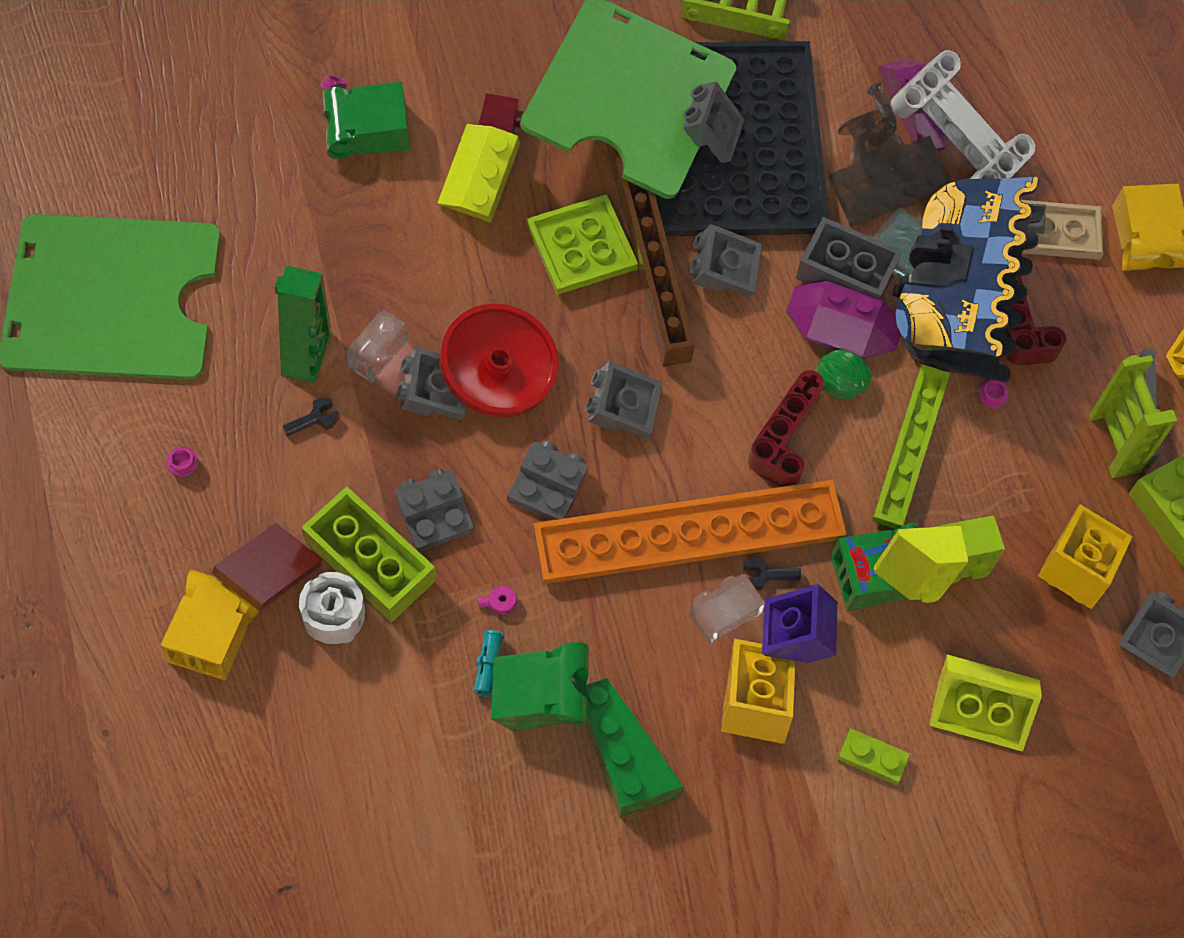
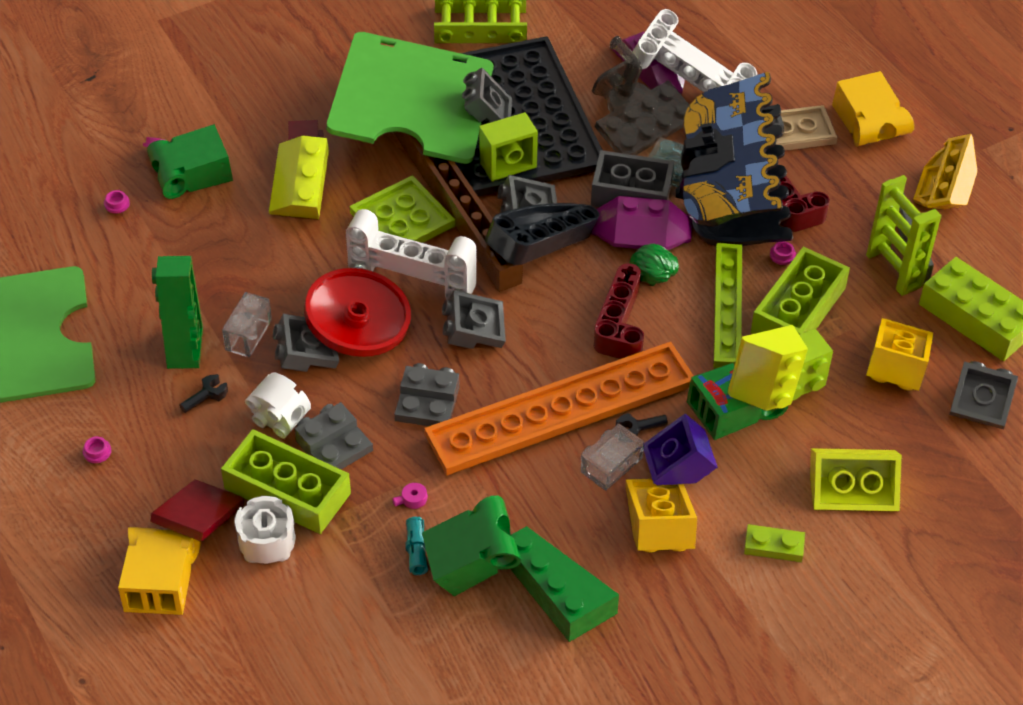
camera: 10 degrees left, 15 degrees down
(275, 151) = (116, 201): none -> dark pink plate
(383, 458) = (277, 404): none -> white brick
(526, 286) = (373, 248): none -> white beam
(719, 189) = (508, 146): none -> lime brick
(724, 306) = (539, 230): none -> black beam
(993, 462) = (802, 294): none -> lime brick

